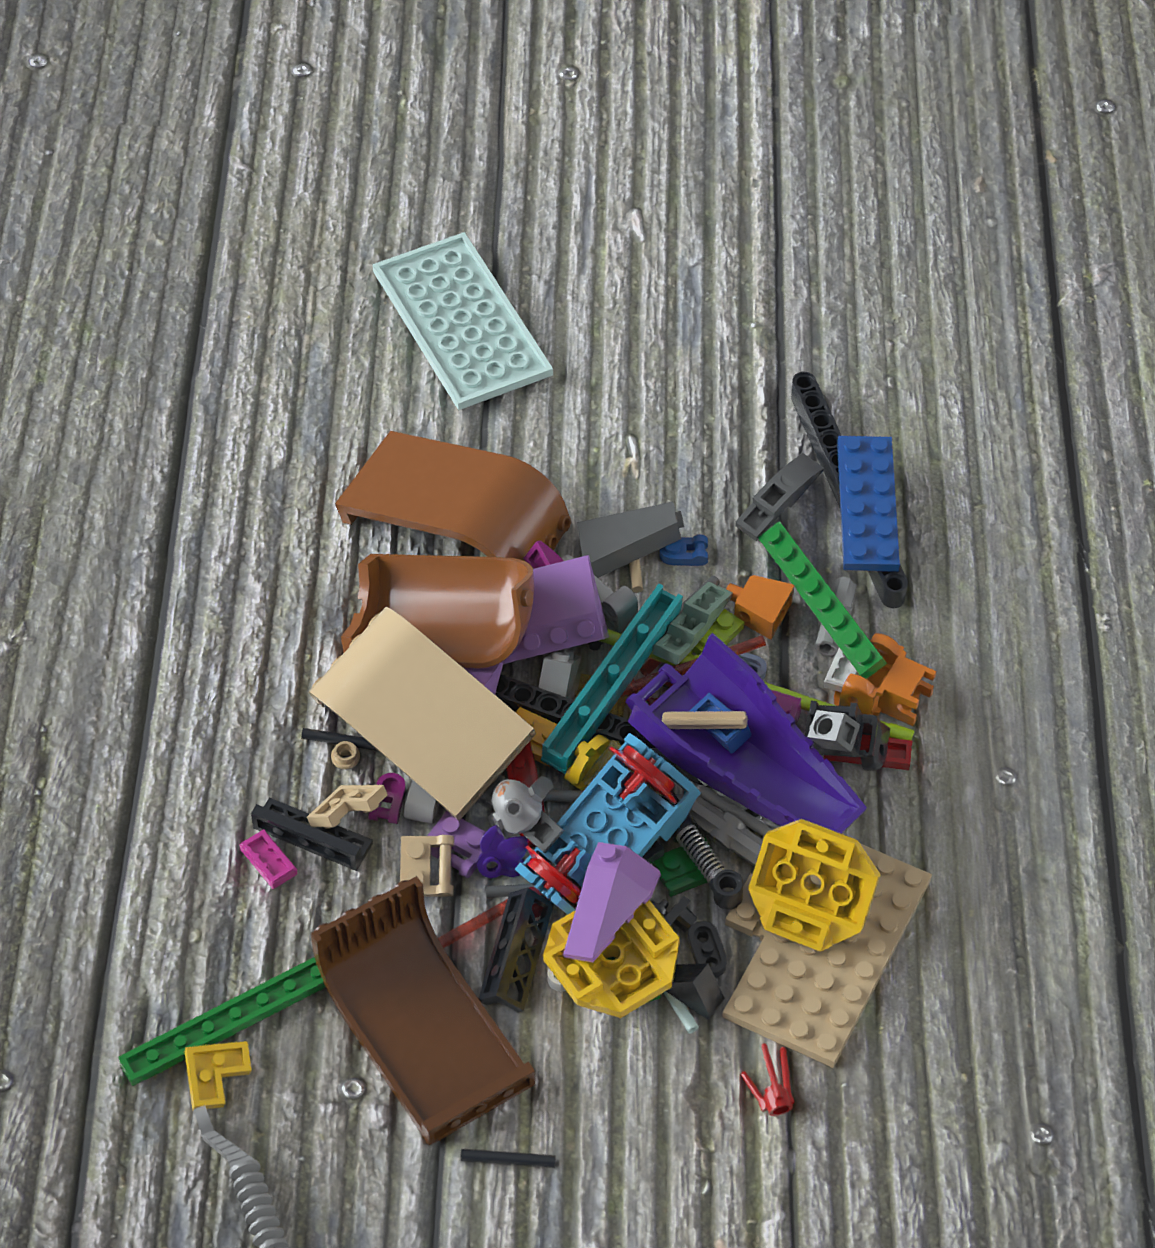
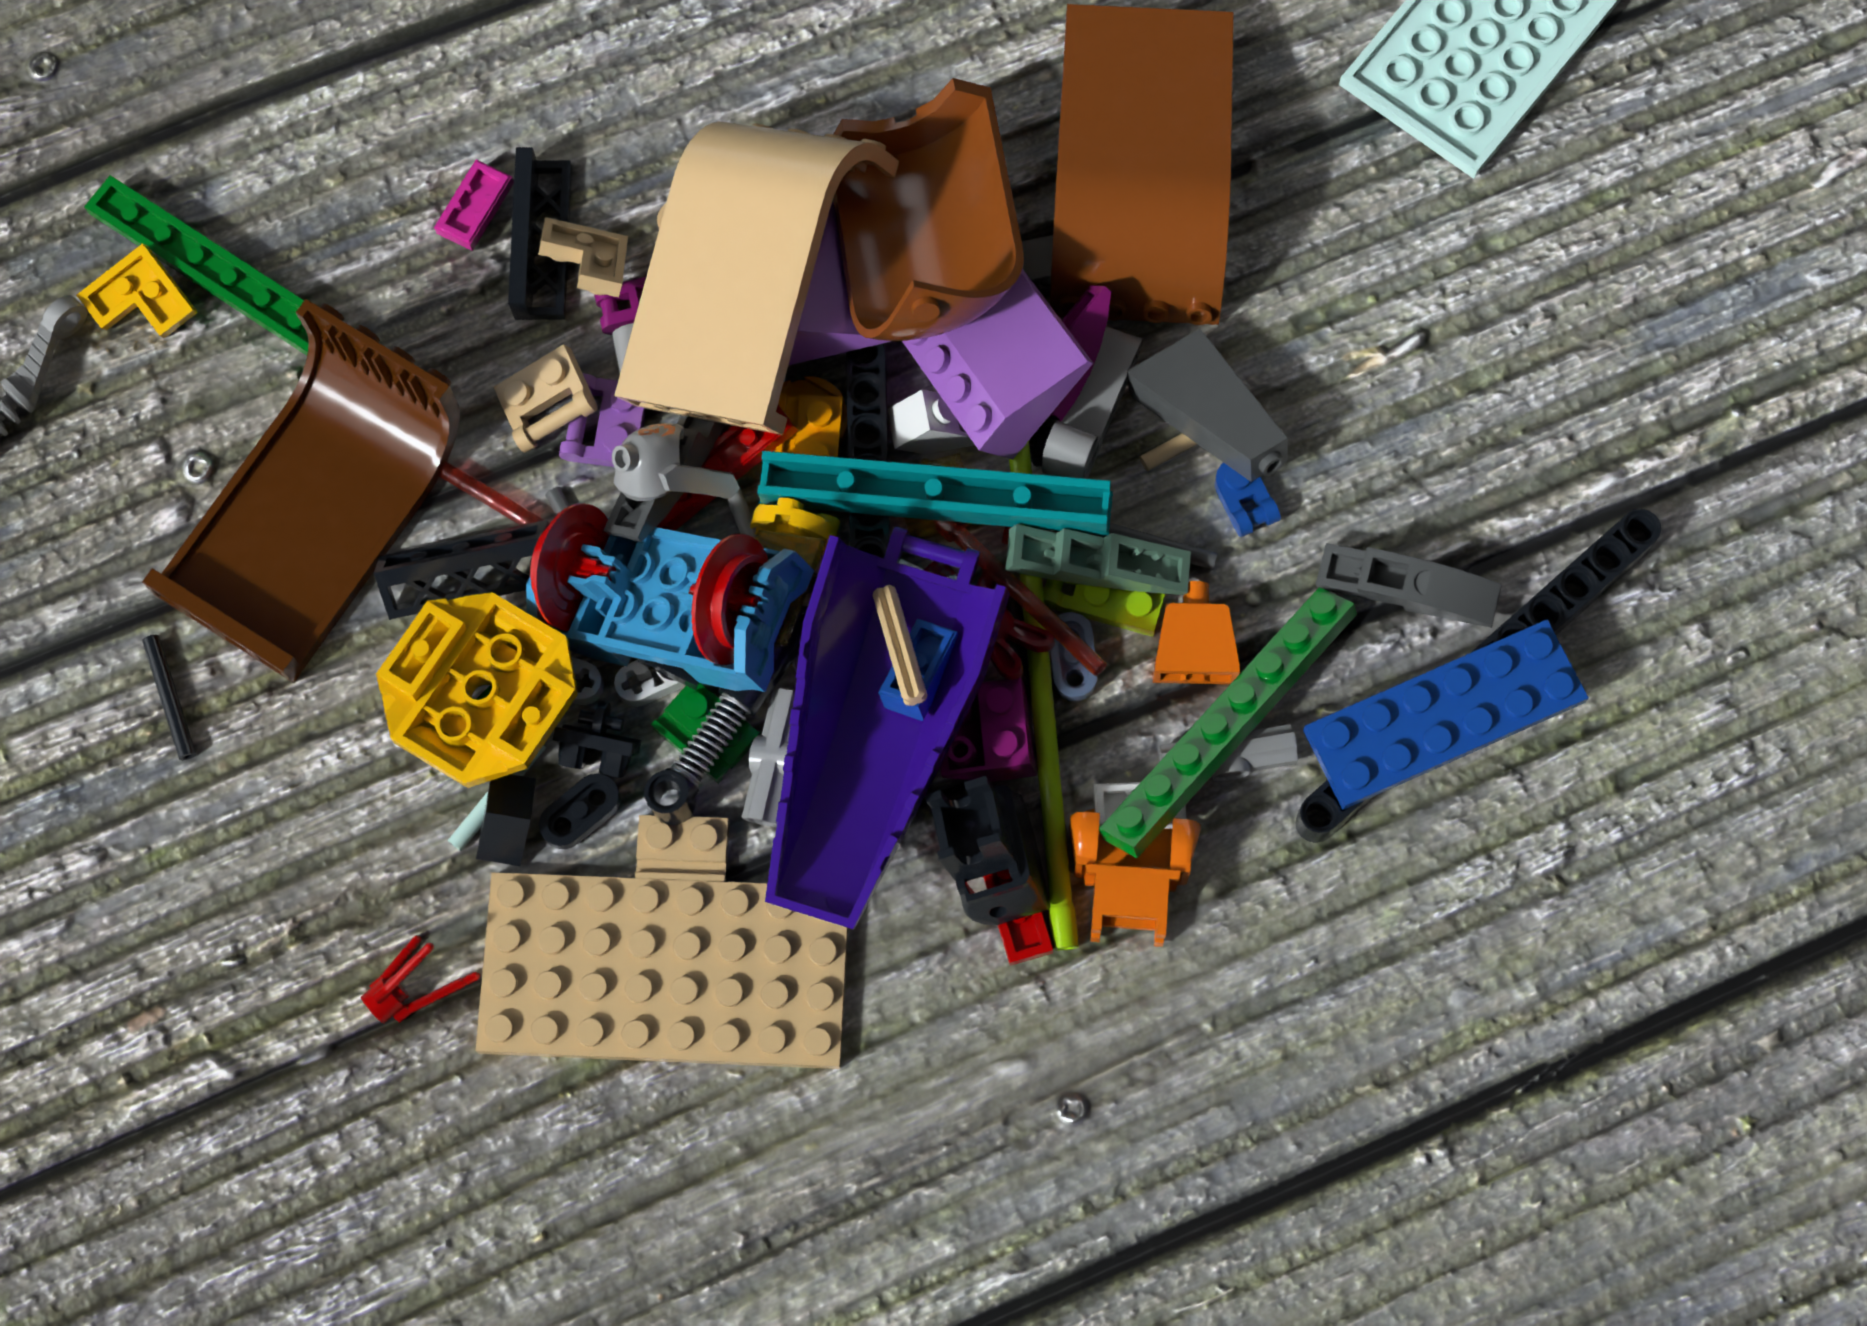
camera: 70 degrees right, 20 degrees up
(505, 852) = (593, 478): dark purple plate -> none
(610, 893) = (542, 643): medium lavender wedge -> none
(798, 907) = (698, 907): yellow piece -> none
(833, 730) = (935, 828): dark grey brick -> none

